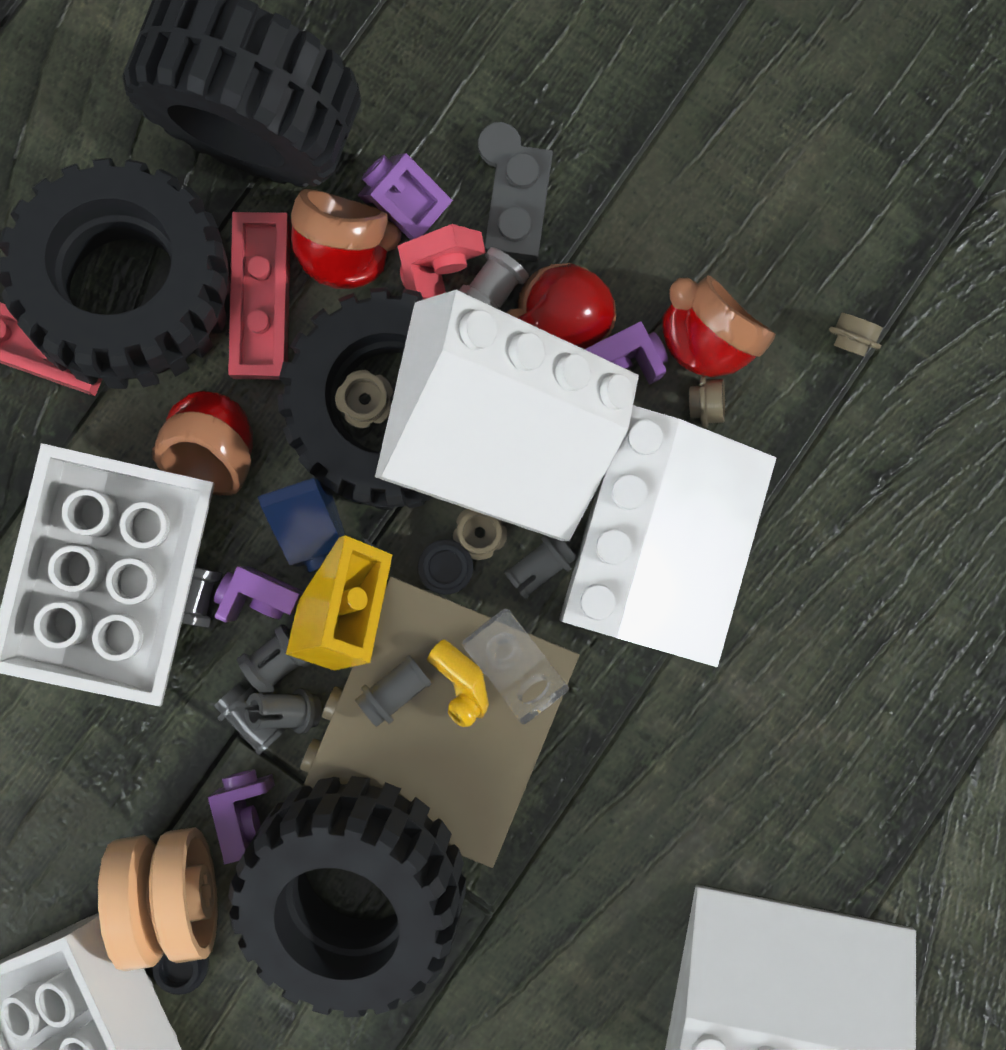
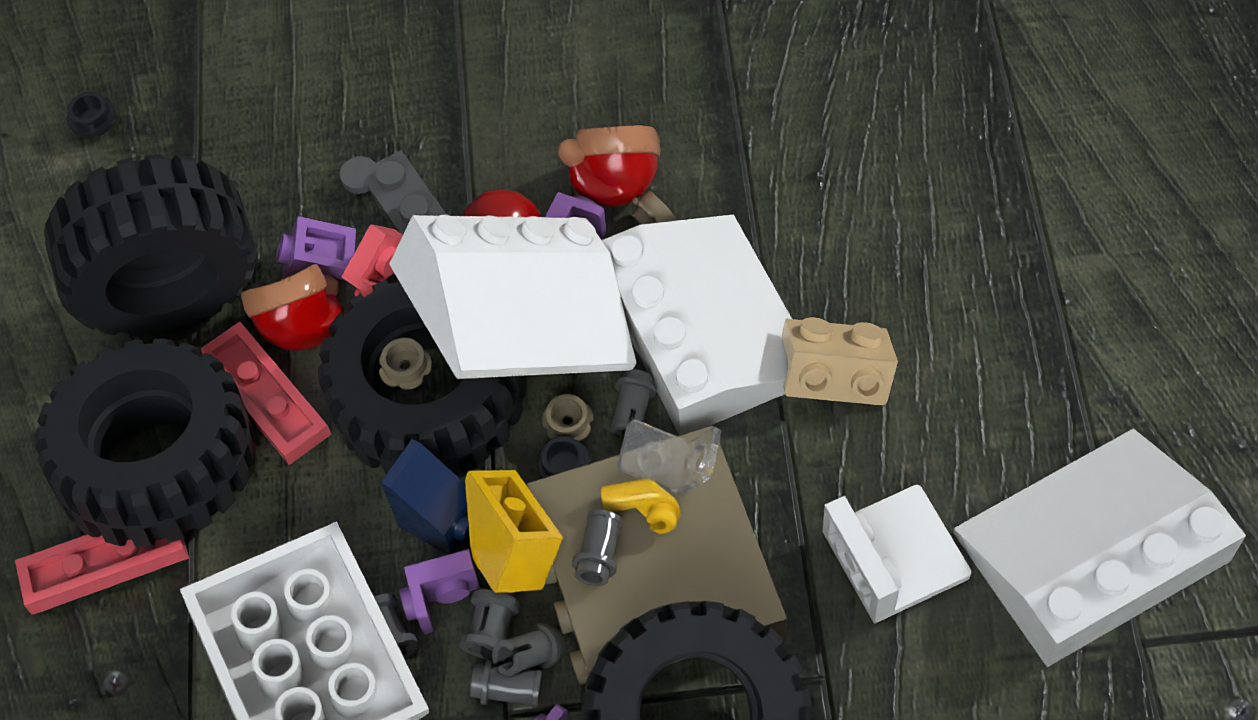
camera: 30 degrees left, 25 degrees down
(206, 440) = (305, 500): nougat piece -> none
(633, 872) = (894, 551): none -> white bracket
(737, 674) = (838, 361): none -> tan bracket
(856, 334) = (713, 101): dark tan plate -> none

